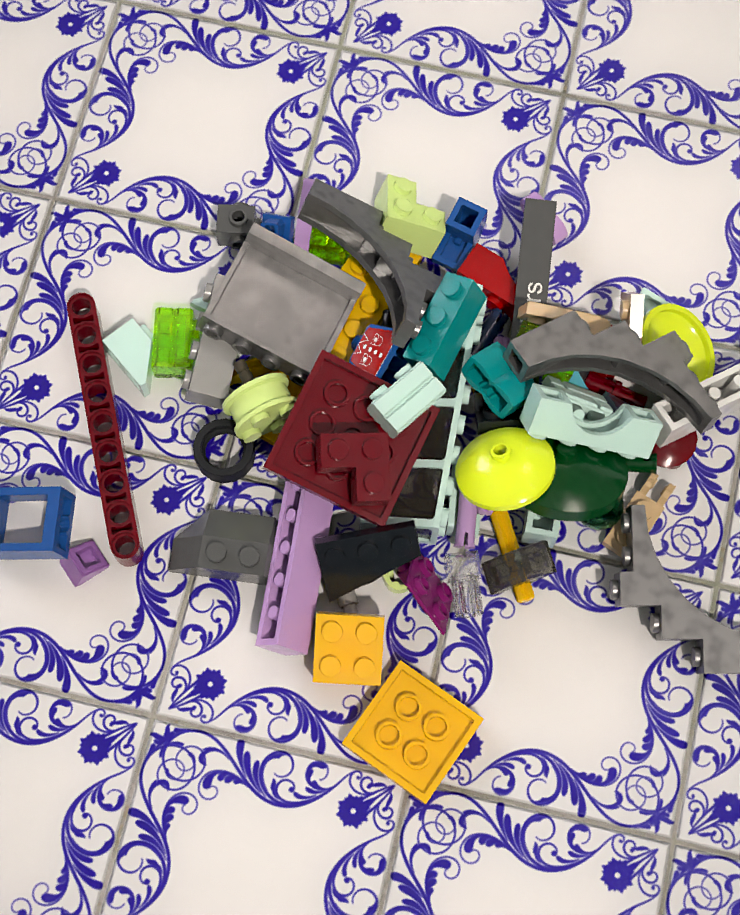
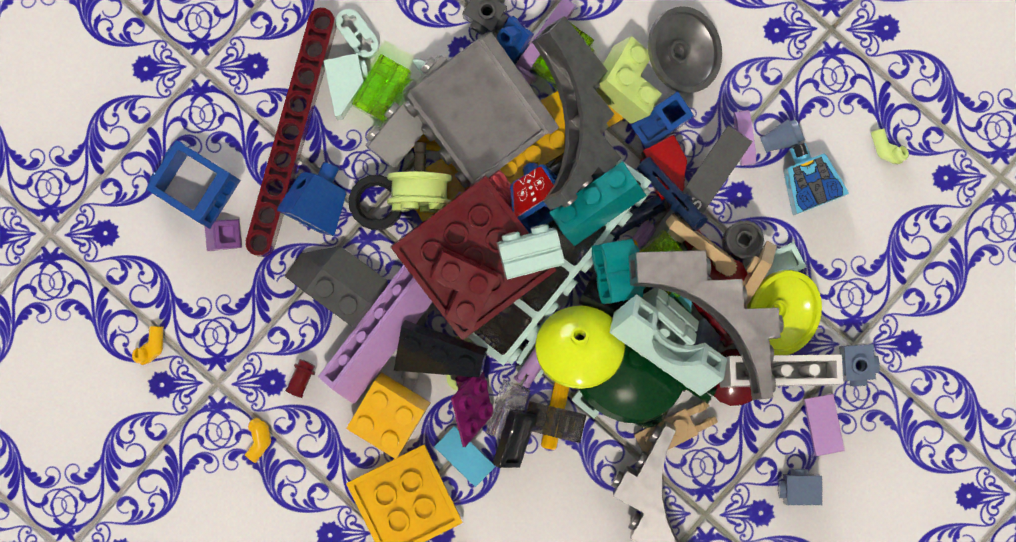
camera: 30 degrees right, 15 degrees up
(66, 713) = (151, 349): none -> yellow arm
(125, 301) = (351, 37): none -> light aqua beam
(162, 476) = (315, 200): none -> blue torso
(228, 746) = (261, 439): none -> yellow arm
(237, 662) = (300, 378): none -> dark red pin
(443, 166) = (695, 48): none -> flat silver dish
(447, 653) = (467, 459): none -> medium azure tile
(489, 605) = (514, 439): none -> black tile
(521, 289) = (694, 216): none -> dark blue pin
(579, 199) = (783, 136): none -> sand blue cone
(600, 299) = (742, 240): none -> dark grey wheel
(628, 225) = (811, 180): none -> torso
(680, 168) = (886, 150): none -> yellowish green arm

